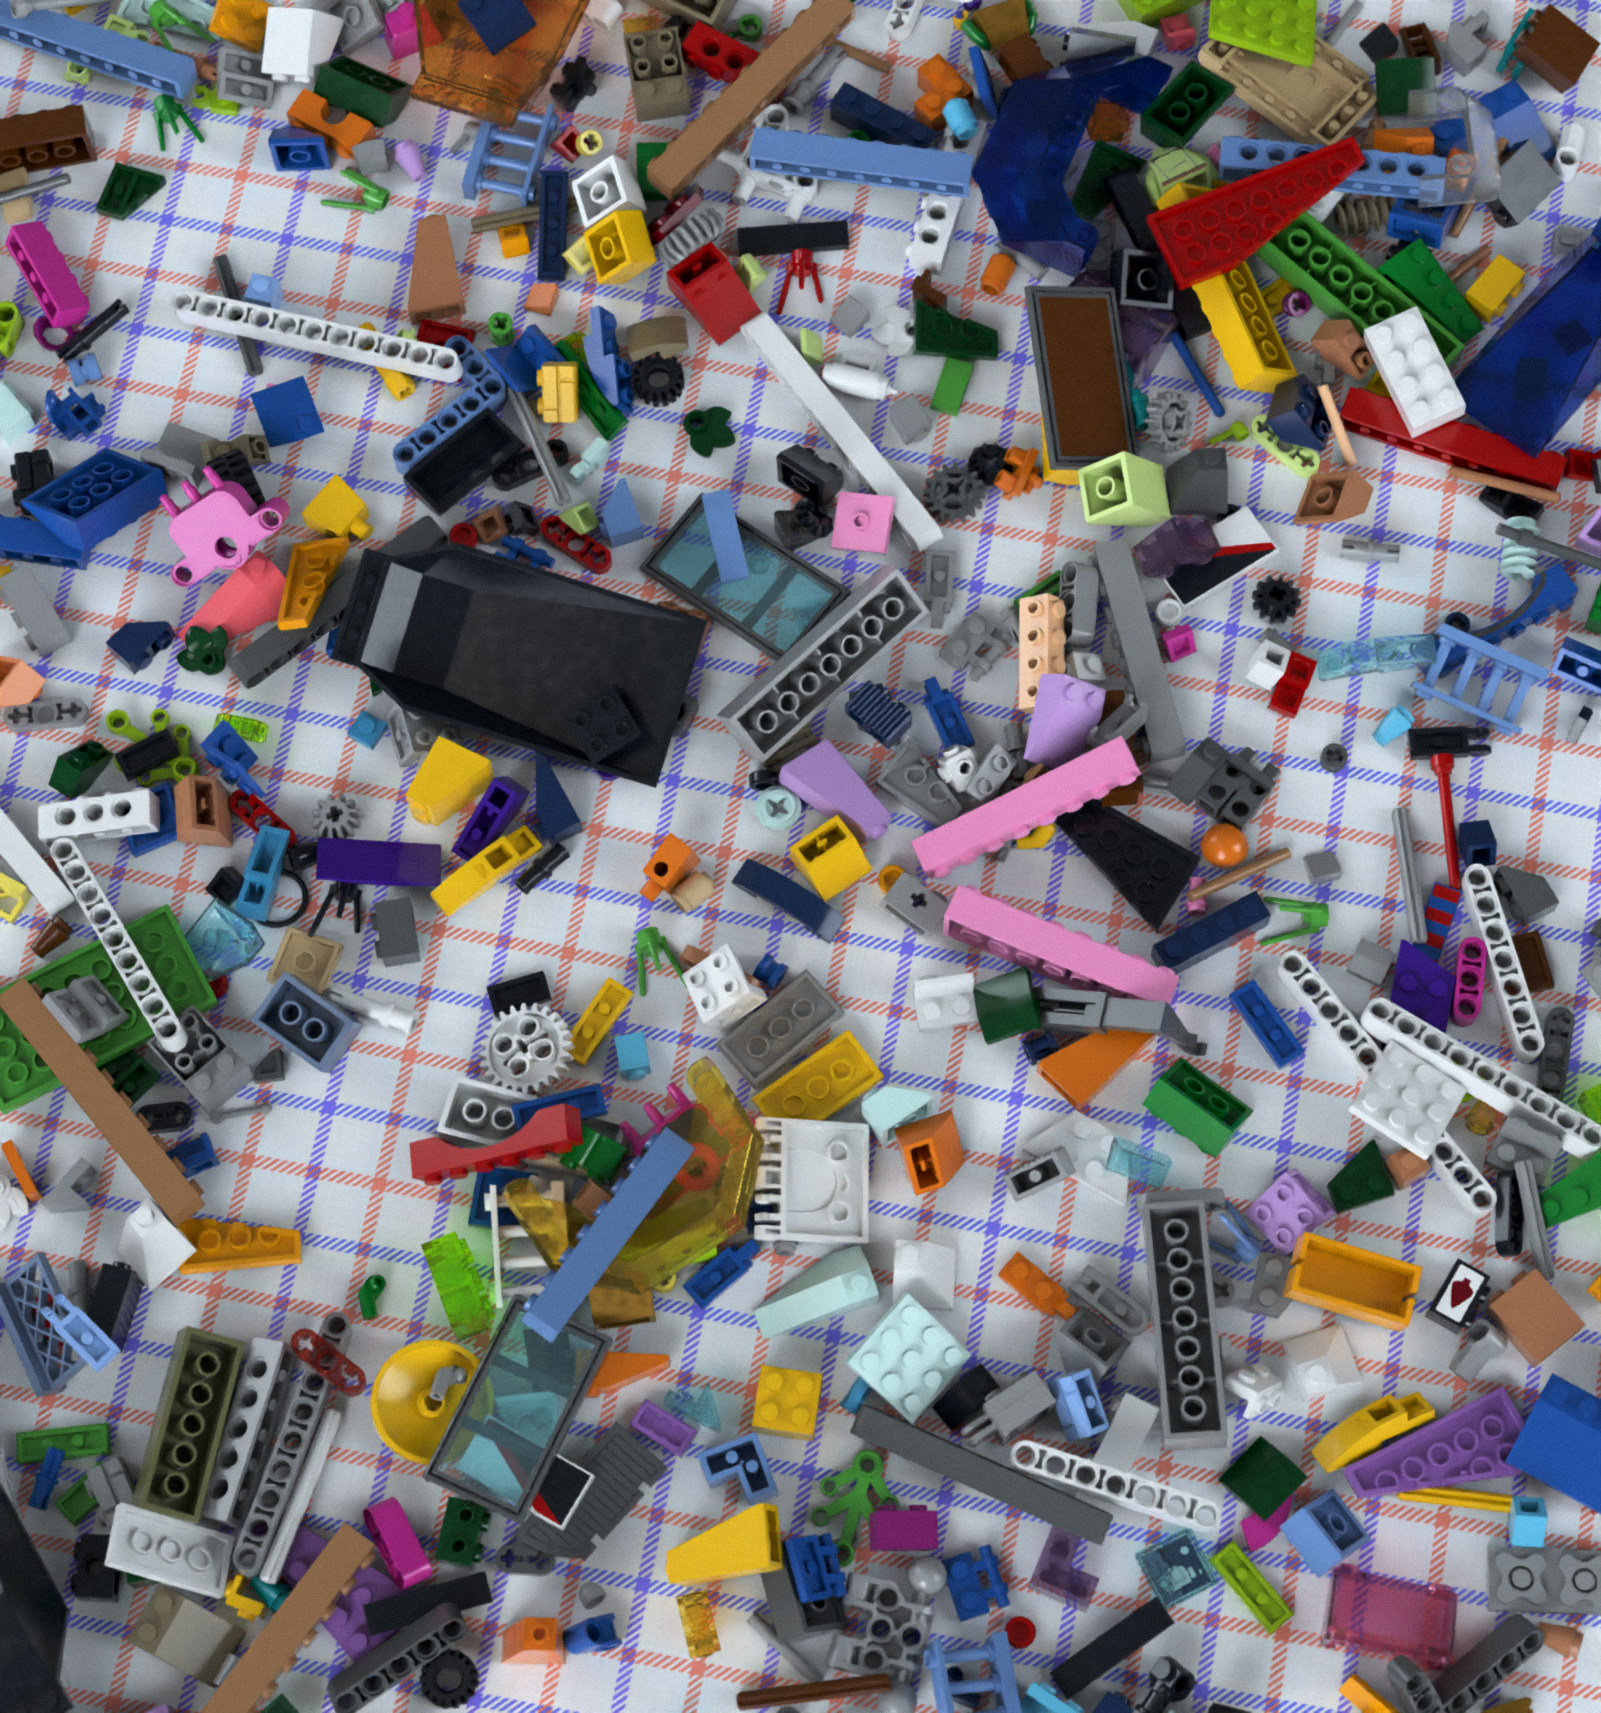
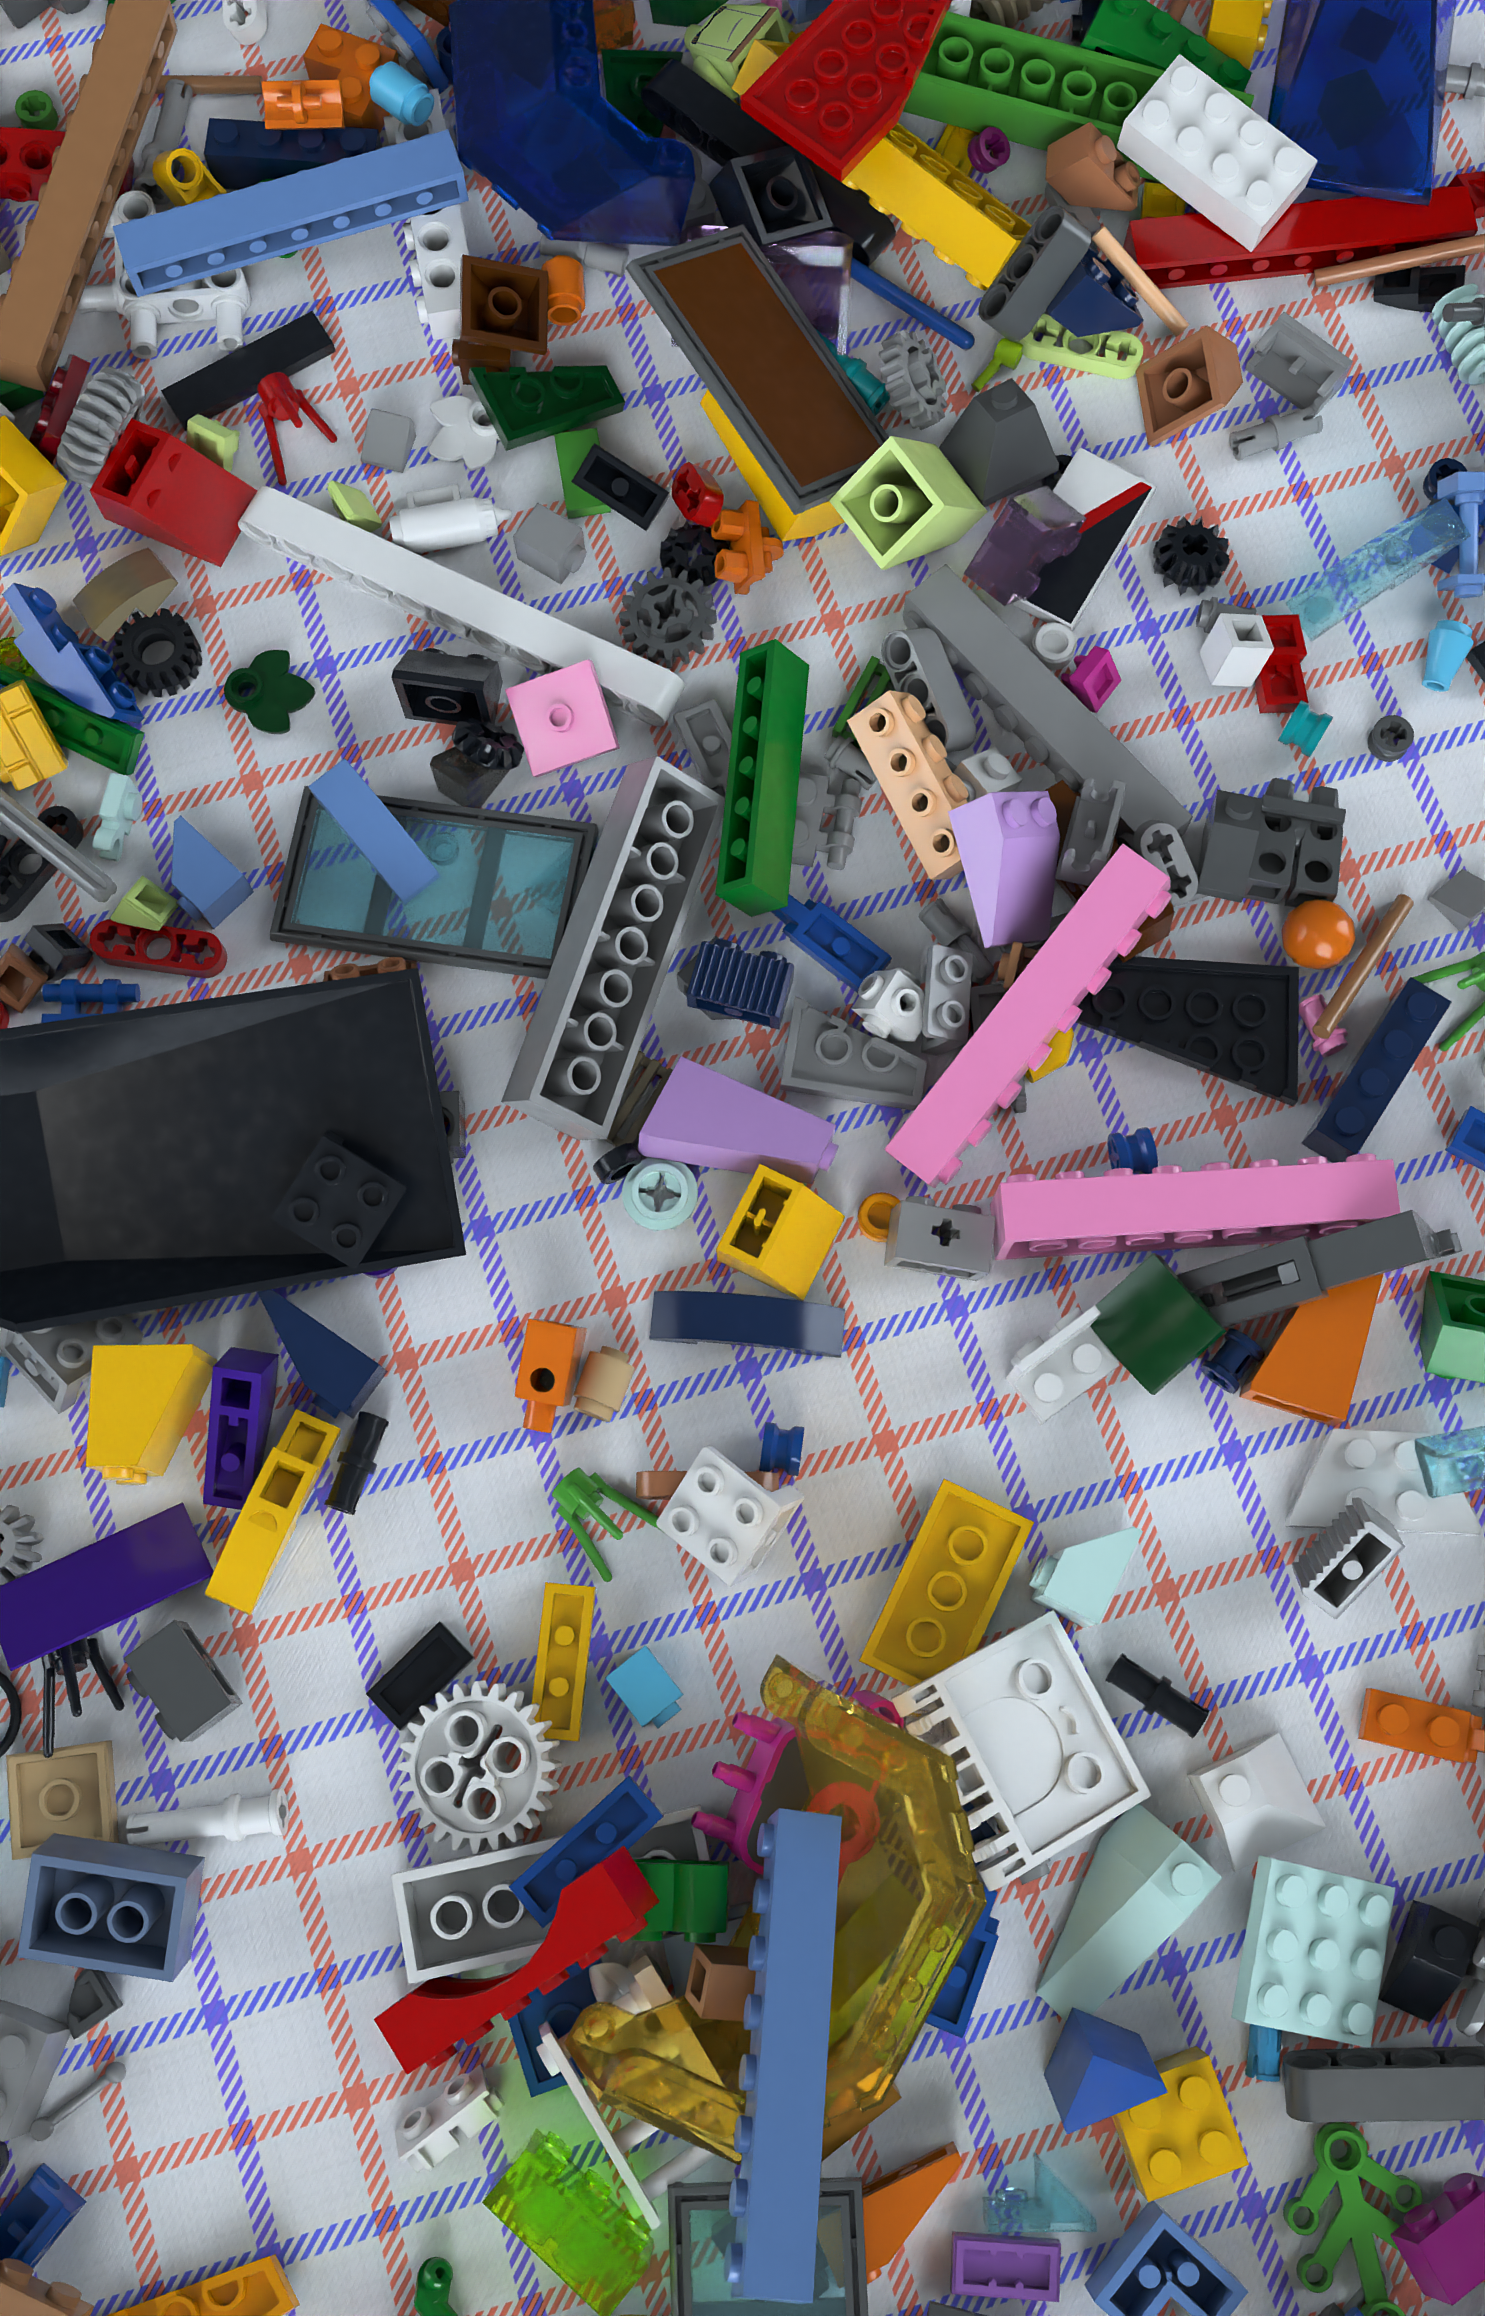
camera: 30 degrees left, 5 degrees up
(408, 1215) = (426, 2132): none -> white hinge
(763, 1350) = (1099, 2071): none -> blue slope
(780, 1029) = (842, 1529): light grey piece -> none
(816, 120) = (197, 181): none -> yellow piece
(899, 101) = (303, 104): none -> orange hips
(900, 1196) = (1157, 1695): none -> black pin
(930, 1151) = (1170, 1610): orange slope -> none
(953, 271) = (503, 305): none -> reddish brown slope
(955, 608) = (763, 779): none -> green brick
(968, 406) = (620, 487): none -> black slope
(1008, 430) = (697, 494): none -> red beam
(1049, 910) = (1133, 1151): none -> blue wheel
(1162, 762) = (1175, 857): none -> light grey beam
(1268, 394) = (1035, 273): none -> dark grey beam
(1284, 728) = (1305, 728): none -> teal wheel
(1406, 518) = (1298, 364): none -> light grey hinge

